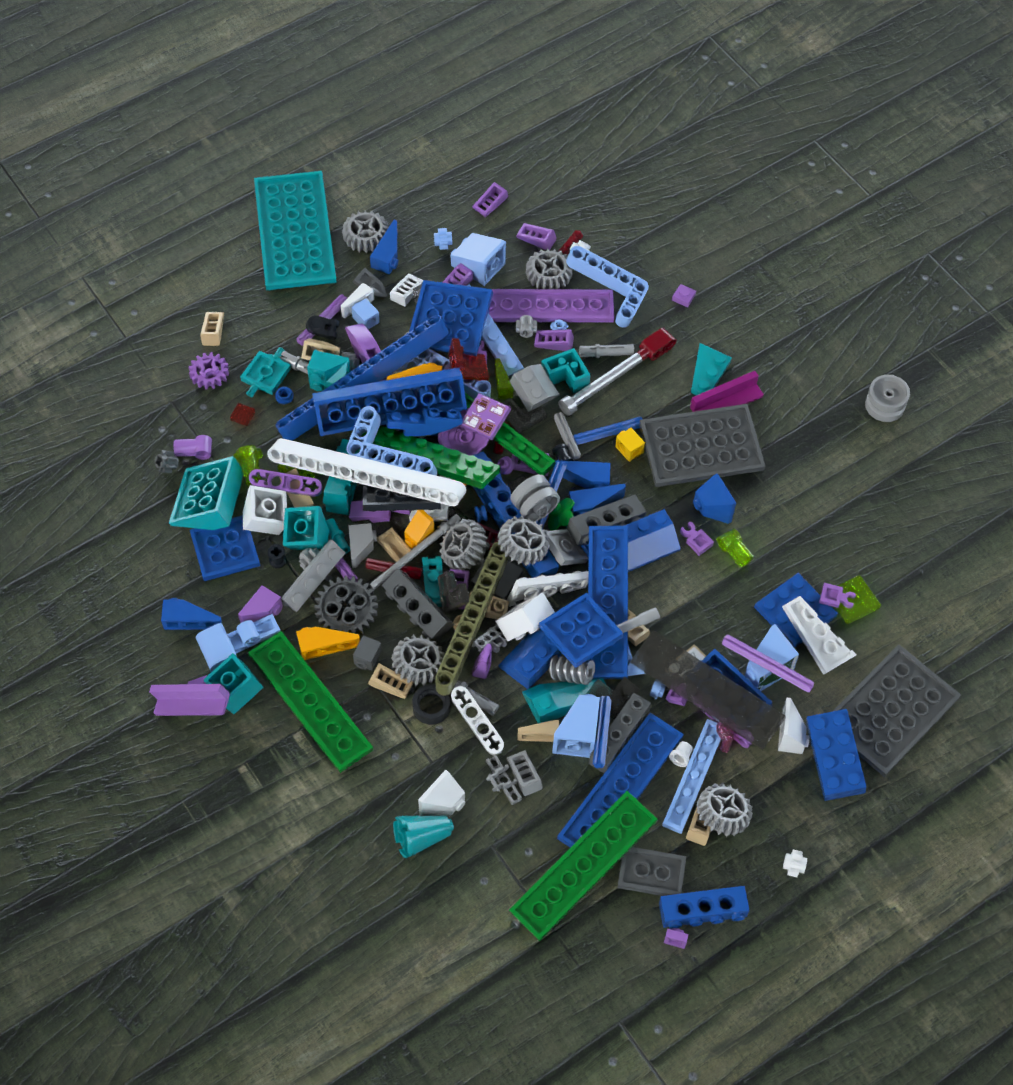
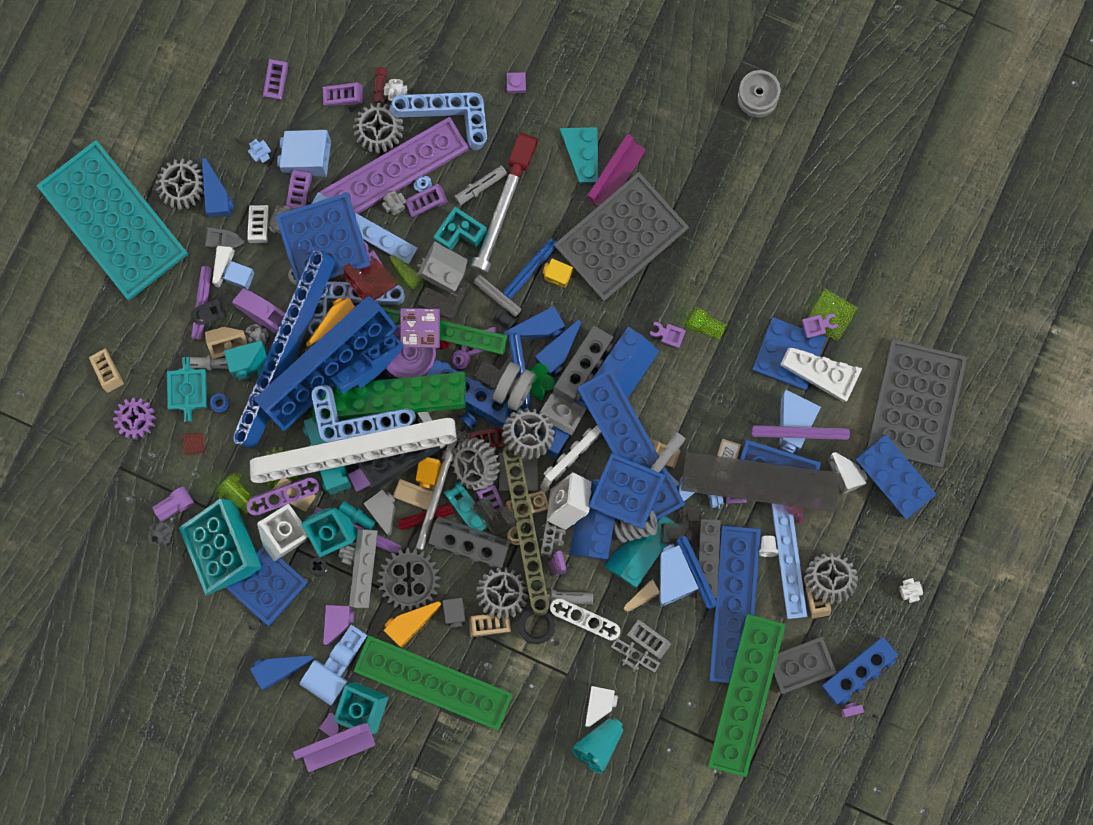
camera: 25 degrees left, 20 degrees up
(715, 500) = (665, 290): blue slope -> none

